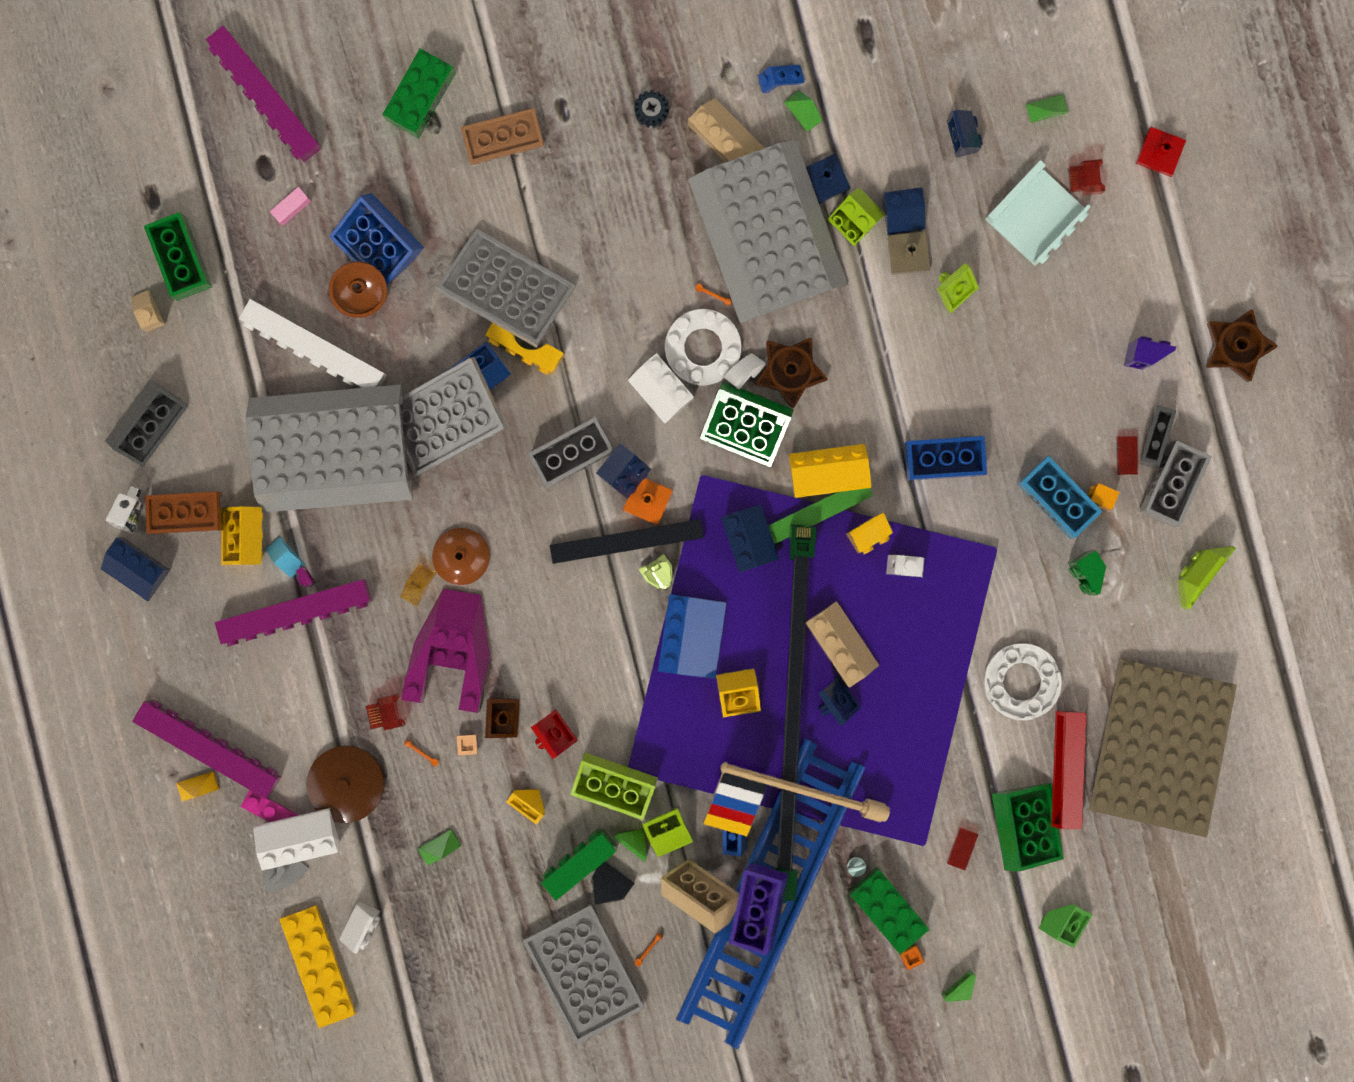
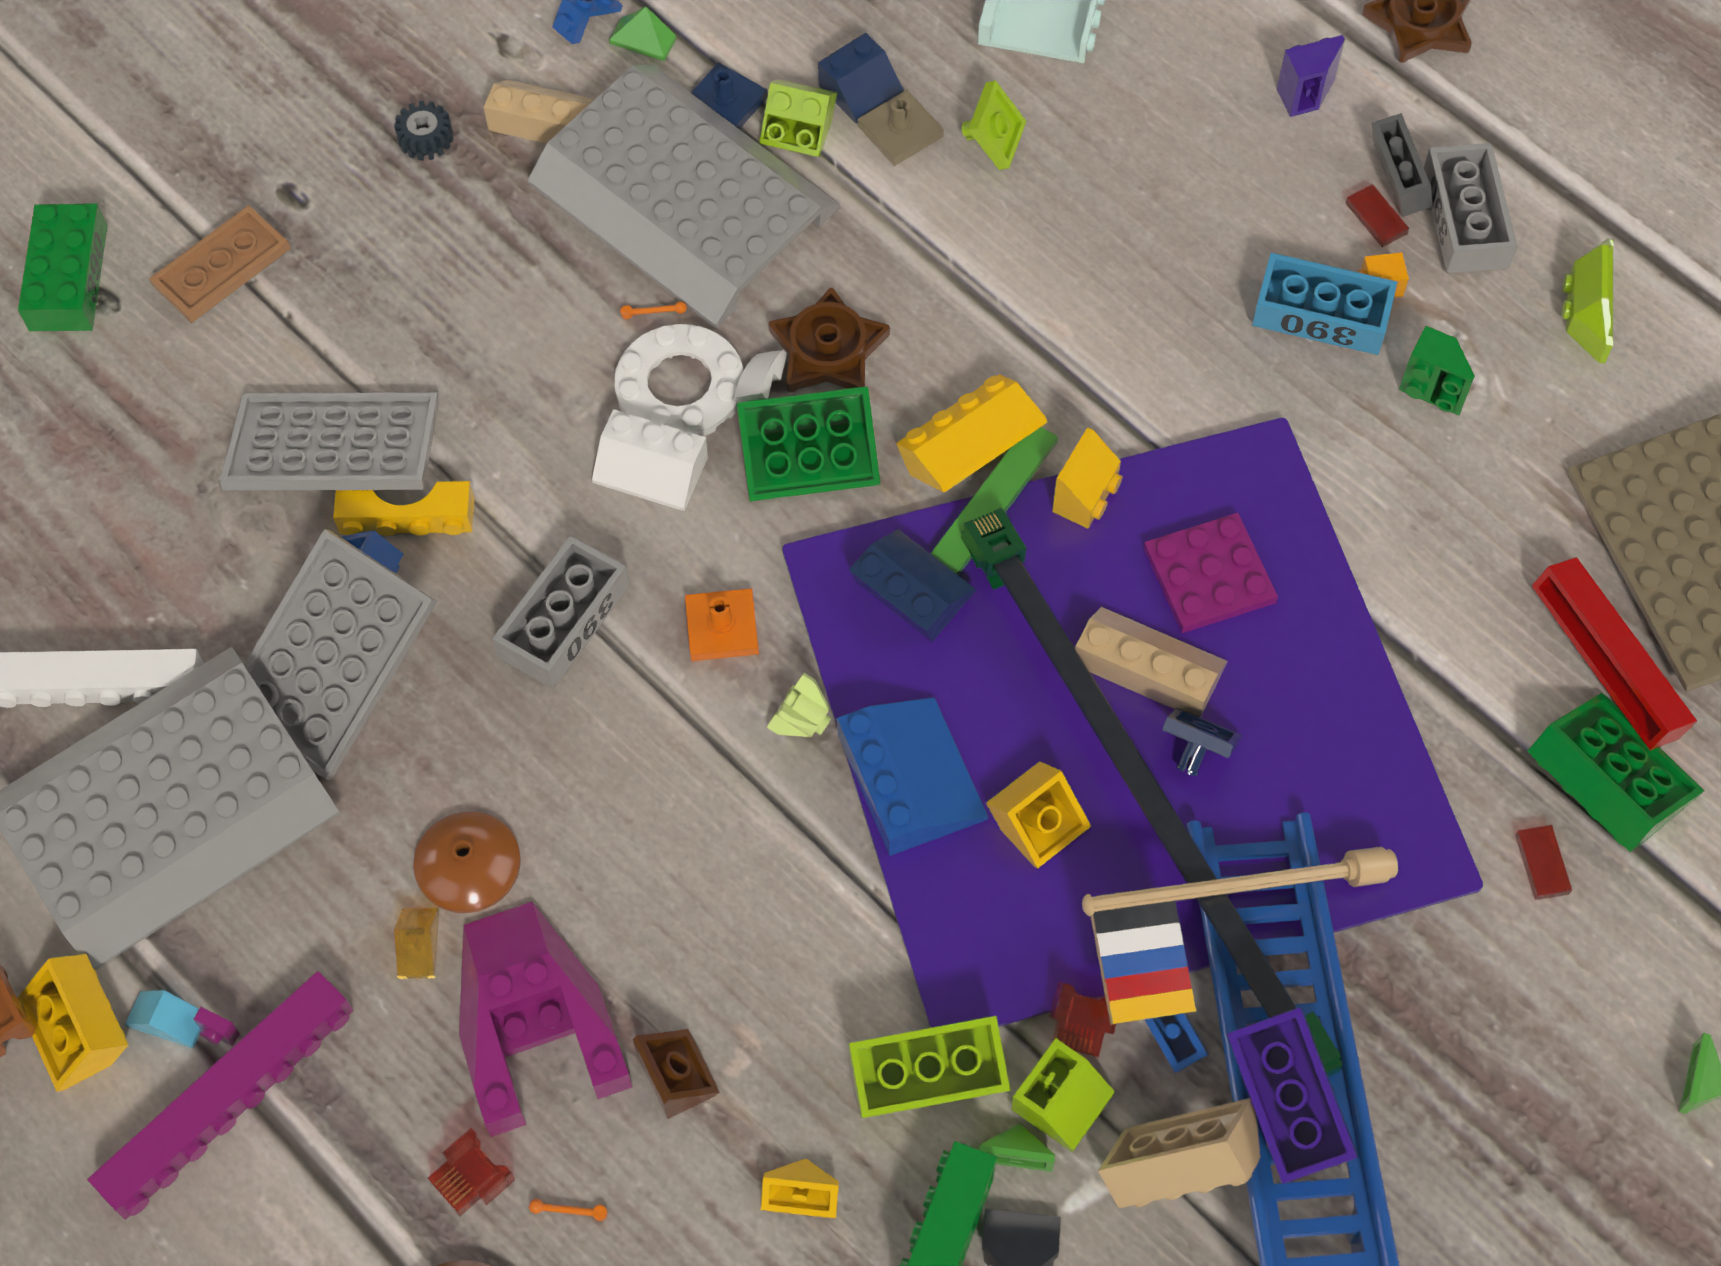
camera: 30 degrees left, 25 degrees down
(357, 301) = (110, 539): dark orange dish -> none
(376, 237) = (91, 486): blue slope -> none
(467, 744) = (640, 1147): light nougat plate -> none
(553, 734) = (777, 1043): red tile -> none
(623, 471) = (658, 589): dark blue brick -> none
(626, 541) = (721, 696): black tile -> none
(695, 801) = (1080, 1020): none -> clear red piece
(856, 866) = (1401, 982): light aqua tile -> none
(888, 910) = (1500, 1016): green brick -> none
(901, 613) = (1210, 572): none -> magenta plate
(905, 565) = (1170, 498): white torso -> none
(912, 957) = (1588, 1075): orange tile -> none
(945, 458) = (1128, 337): blue brick -> none
(1049, 686) = (1466, 532): white plate -> none

